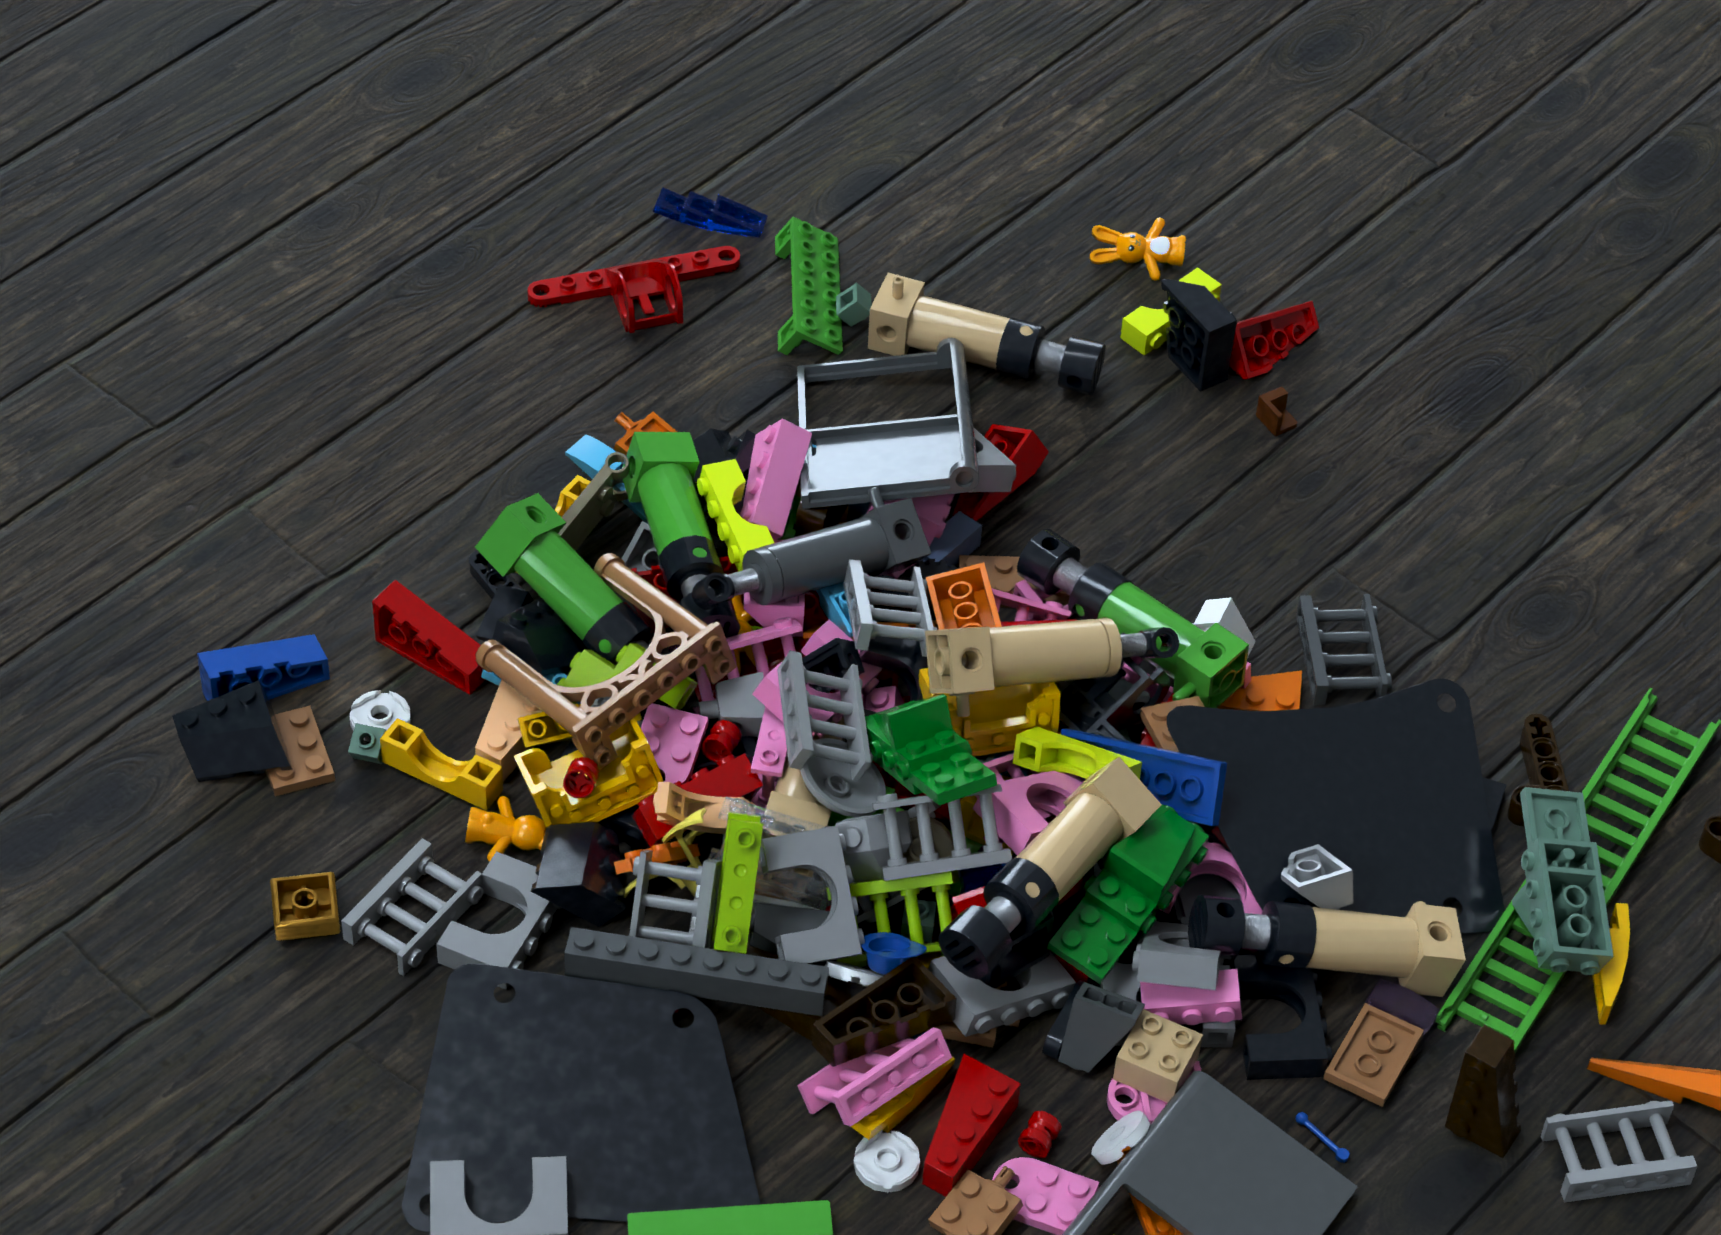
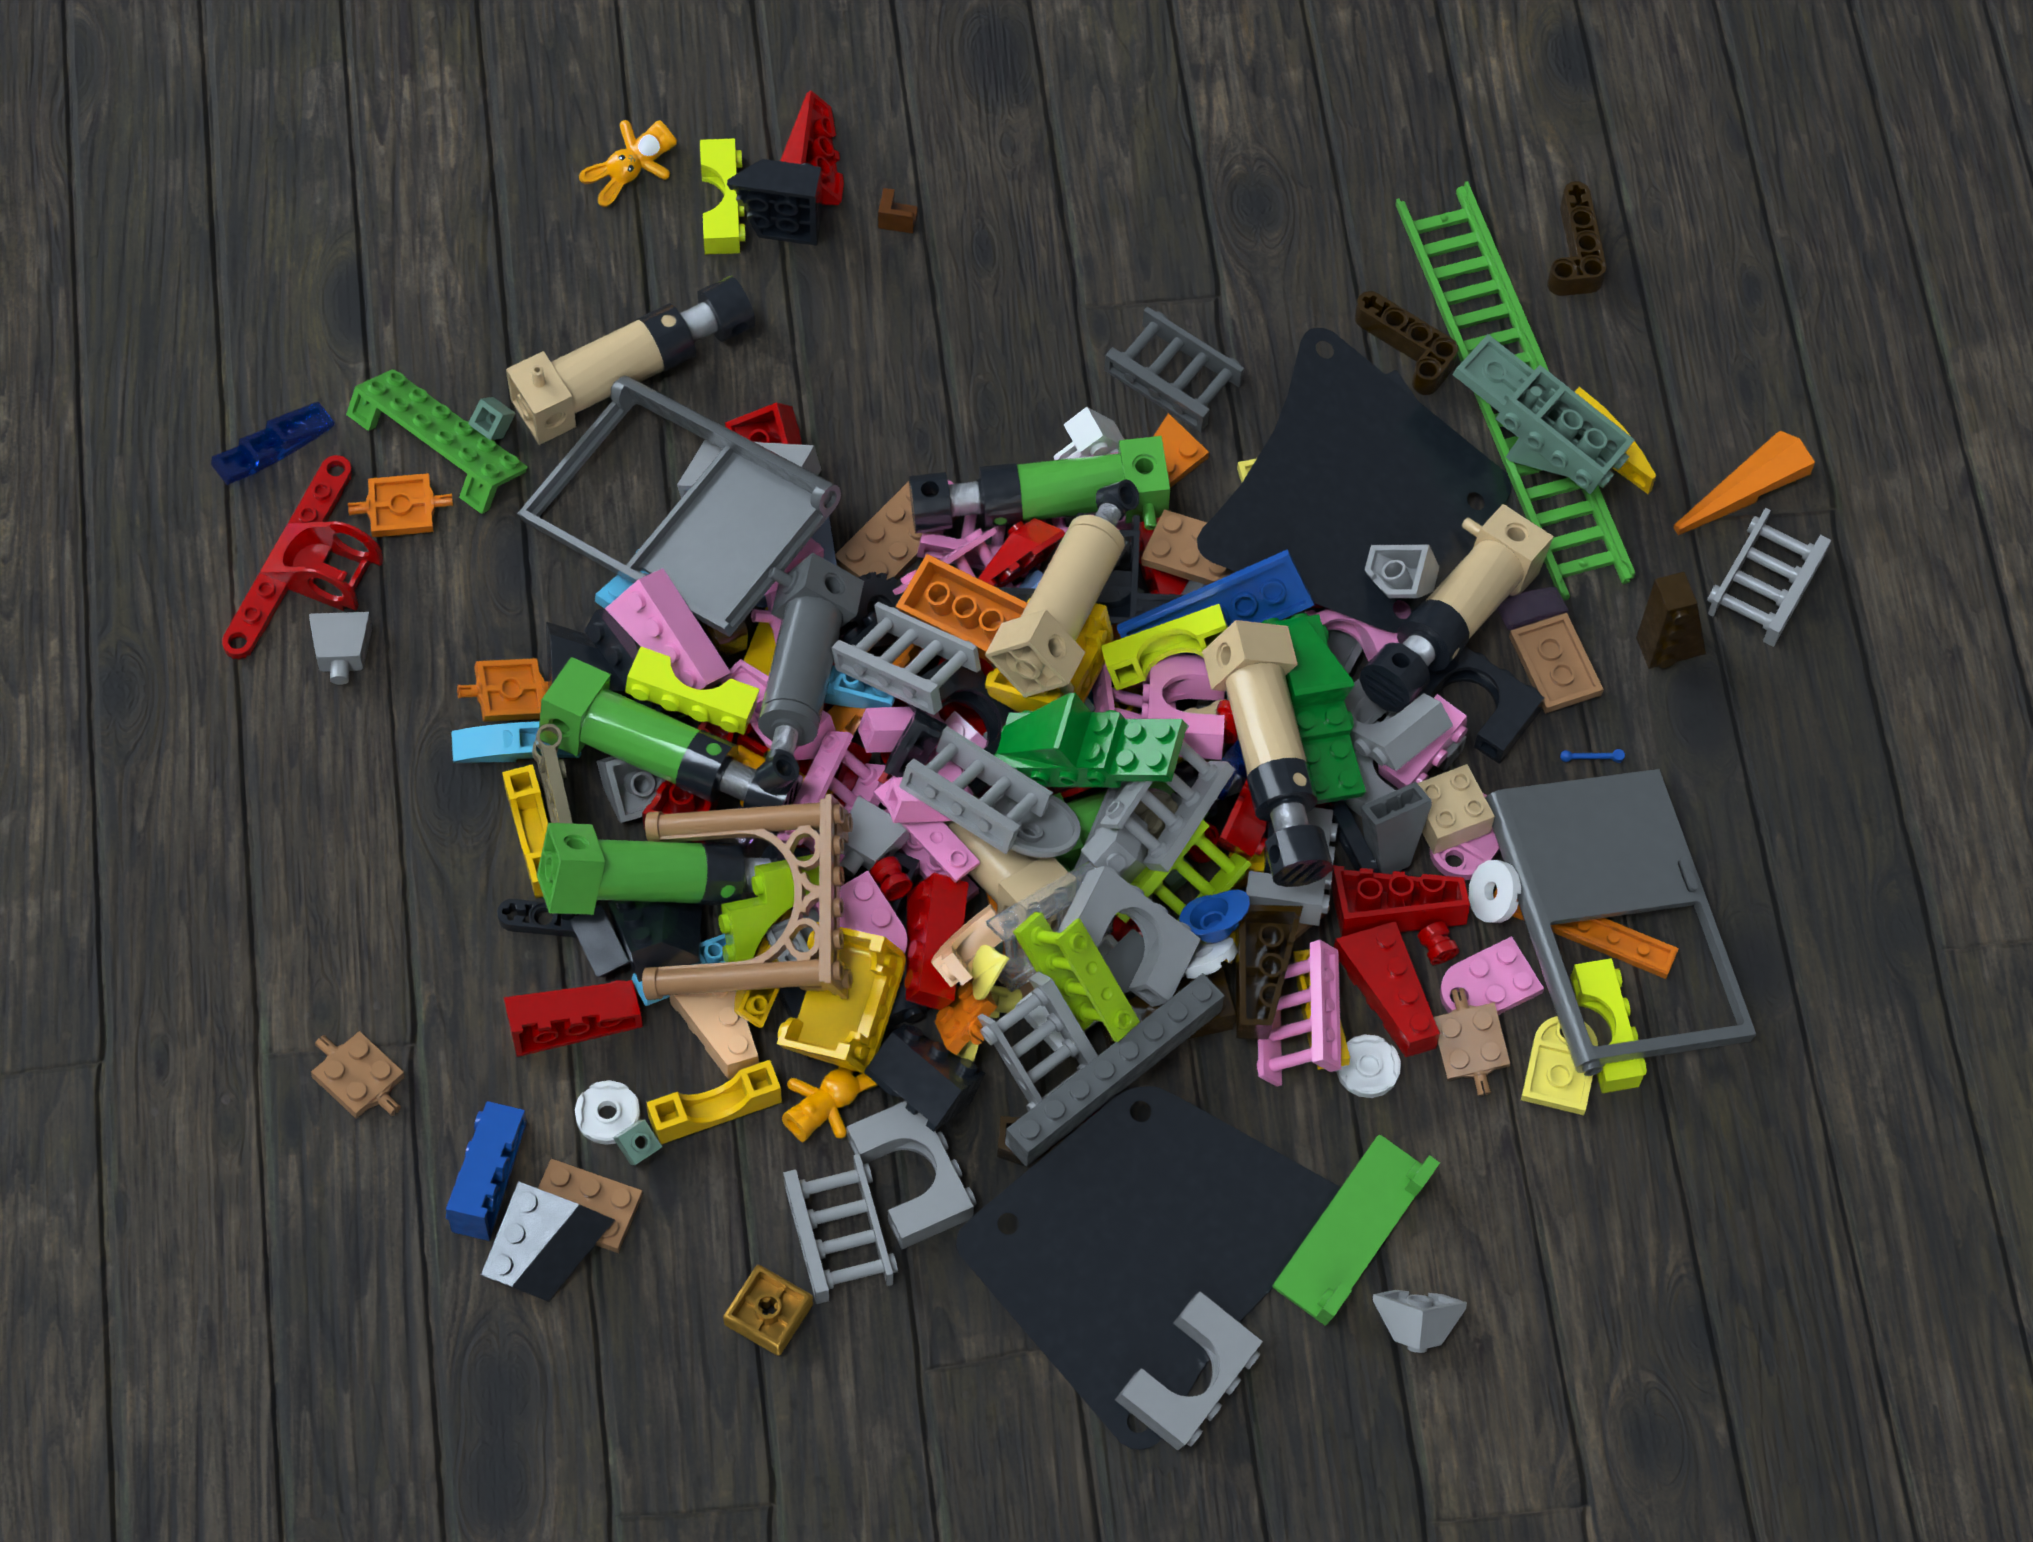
camera: 50 degrees left, 15 degrees up
(273, 561) = (357, 1075): none -> medium nougat plate
(577, 783) = (854, 1010): red wheel -> none
(595, 340) = (341, 642): none -> light grey torso
(735, 304) = (400, 505): none -> orange plate
(1045, 1078) = (1414, 902): none -> red wedge

